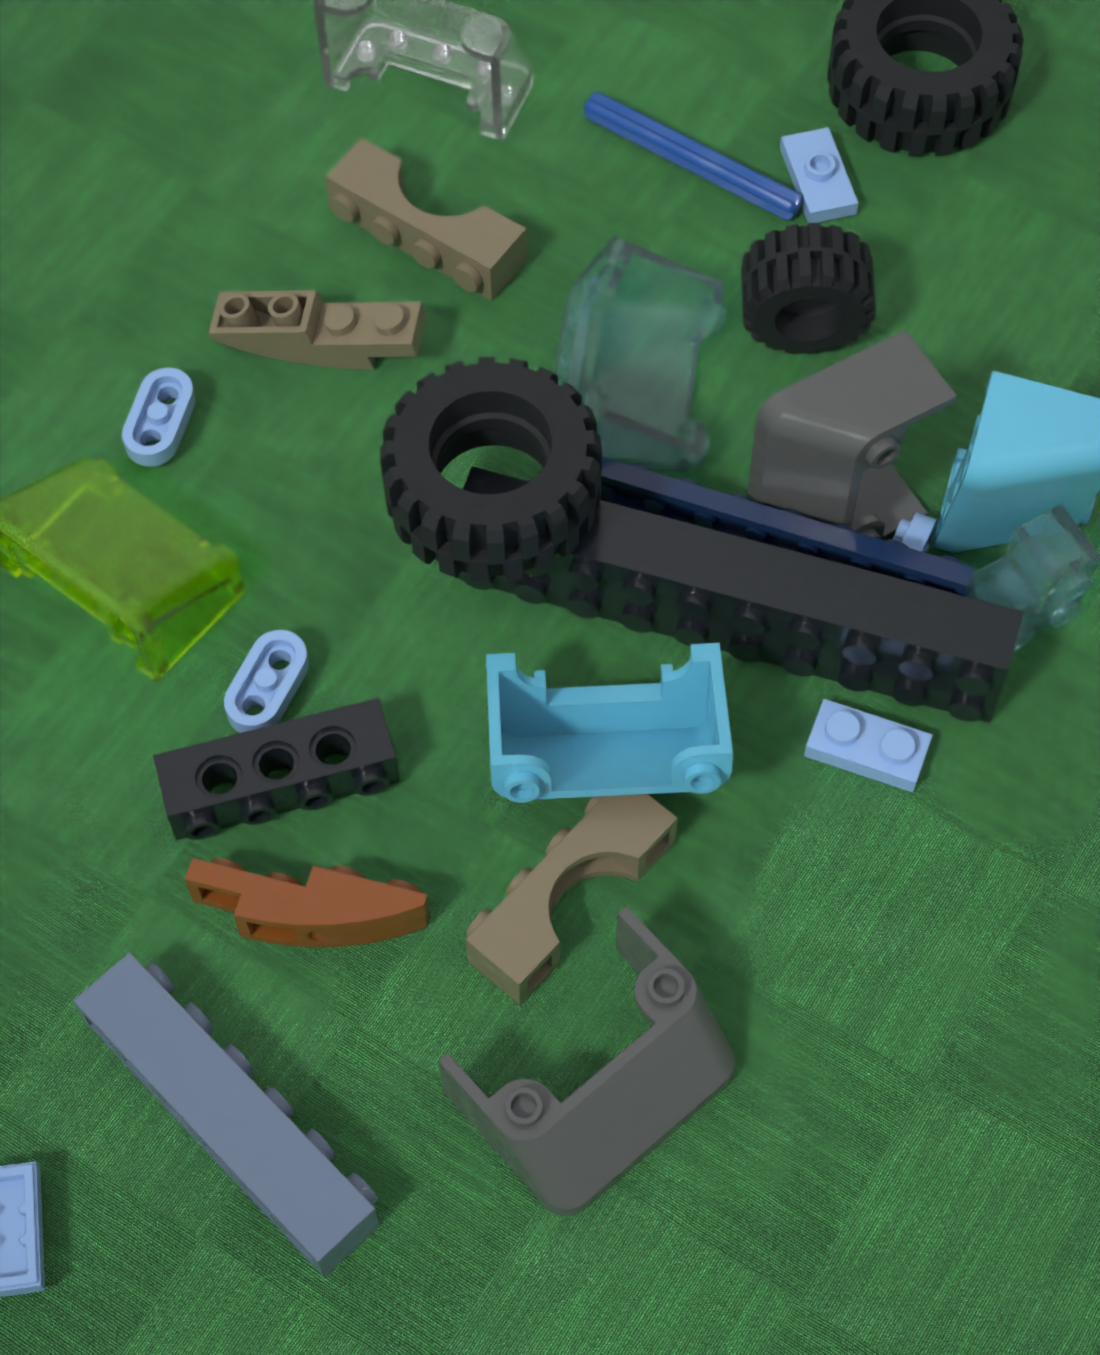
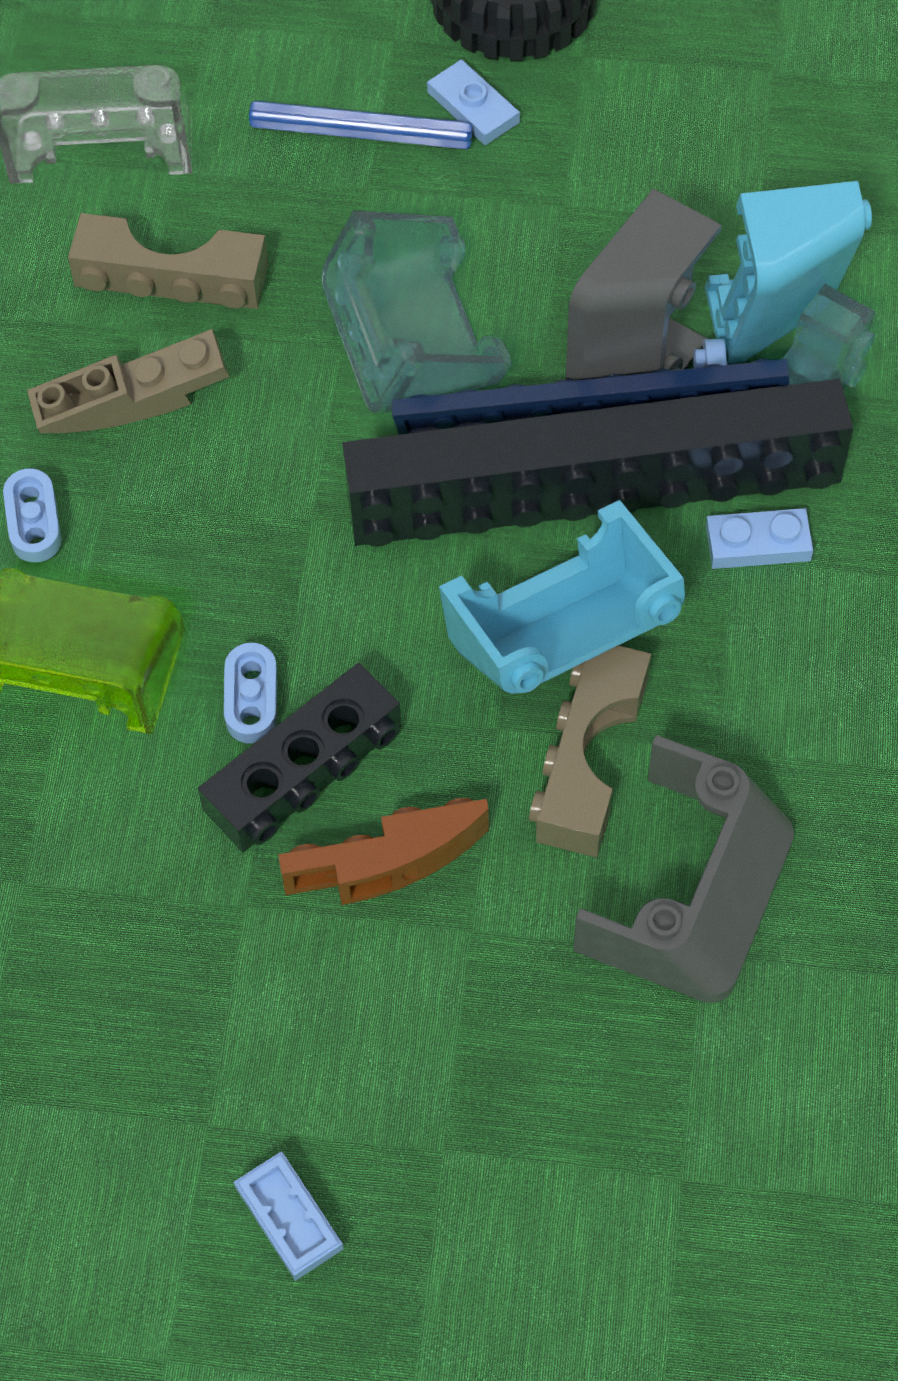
camera: 25 degrees left, 0 degrees up
(229, 1114) = (415, 1040): sand blue brick -> none
(477, 409) = (362, 380): black tyre -> none
(808, 289) = (526, 194): black tyre -> none

